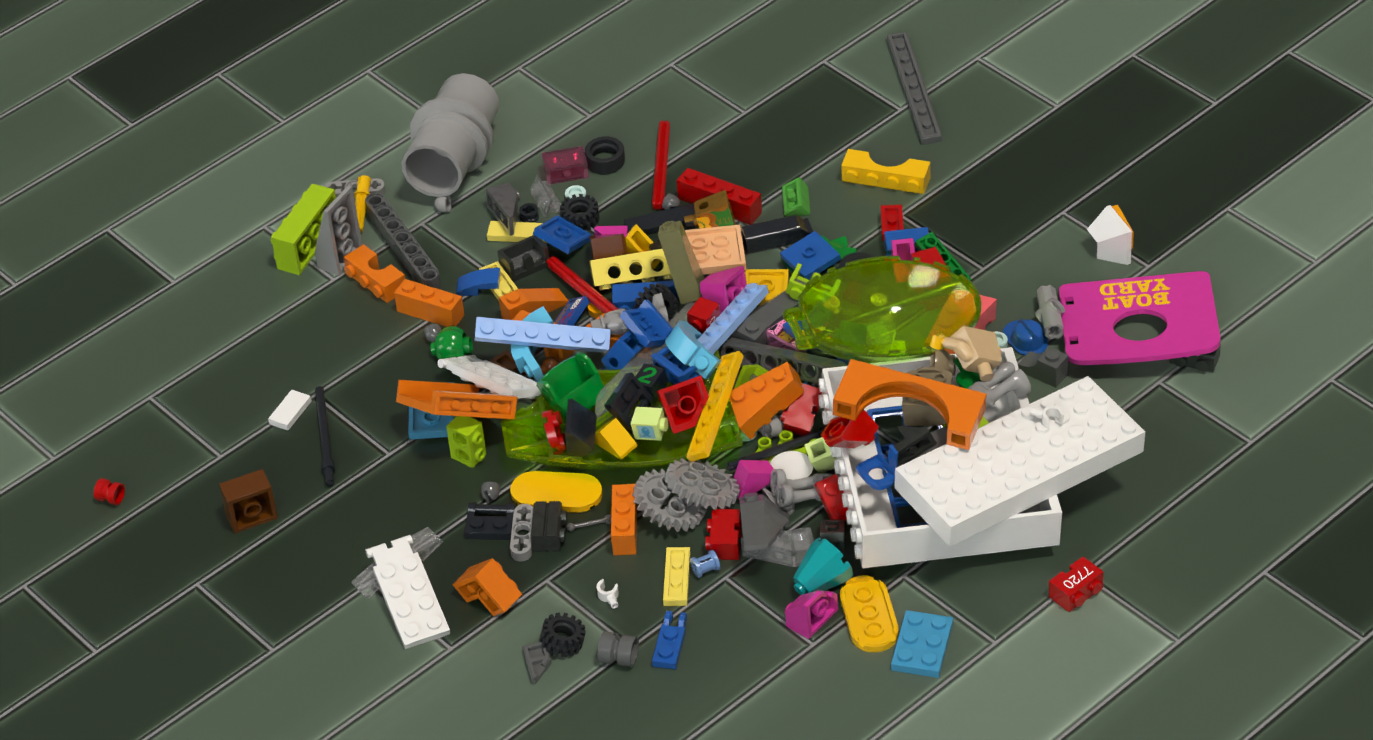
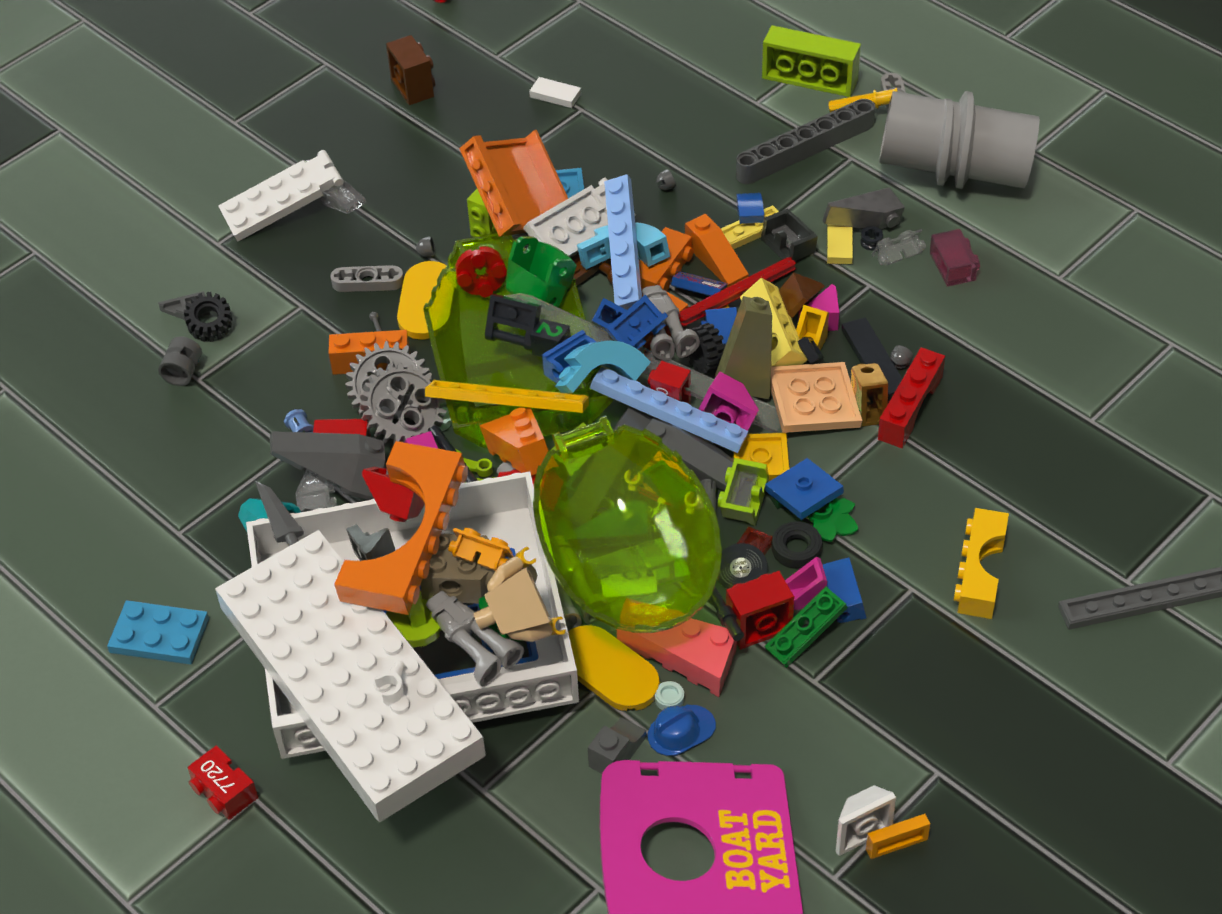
camera: 85 degrees right, 5 degrees up
(327, 464) = (471, 127): black bar -> none
(338, 233) = (789, 75): light grey slope -> none
(364, 267) = (744, 131): orange arch -> none
(429, 303) = (707, 169): orange brick -> none
(443, 204) = (876, 169): light grey hinge -> none
(451, 343) = (648, 194): green plant -> none
(489, 526) = (379, 249): black plate -> none
(489, 585) = (273, 249): orange brick -> none
(547, 526) = (367, 293): pearl dark grey brick -> none
(562, 234) = (826, 261): blue tile -> none
(576, 189) = (909, 275): light aqua tile -> none
(579, 429) = (476, 282): black slope -> none
(580, 204) = (873, 268): black tyre -> none
(605, 165) = (975, 304): black tyre -> none
(610, 596) = (268, 355): white piece -> none
(615, 439) = (470, 323): yellow slope -> none
(649, 423) = (486, 344): yellowish green brick -> none
(661, 164) = (978, 344): red axle -> none
(669, 642) = (196, 408): blue hinge -> none
(676, 576) = (277, 407): light yellow tile -> none
(683, 403) = (508, 362): red slope -> none
(774, 233) = (850, 455): black piece -> none
(796, 198) = (927, 479): bright green slope -> none
(810, 612) = (207, 518): dark pink slope -> none
(868, 509) = (281, 521): none -> dark grey bar
(869, 614) = (194, 581): yellow tile -> none
(883, 462) = (336, 523): blue piece -> none
(891, 218) = (885, 574): red plate -> none
(933, 357) = (470, 543): none -> light orange hinge
(1050, 312) = (732, 748): light grey piece -> none

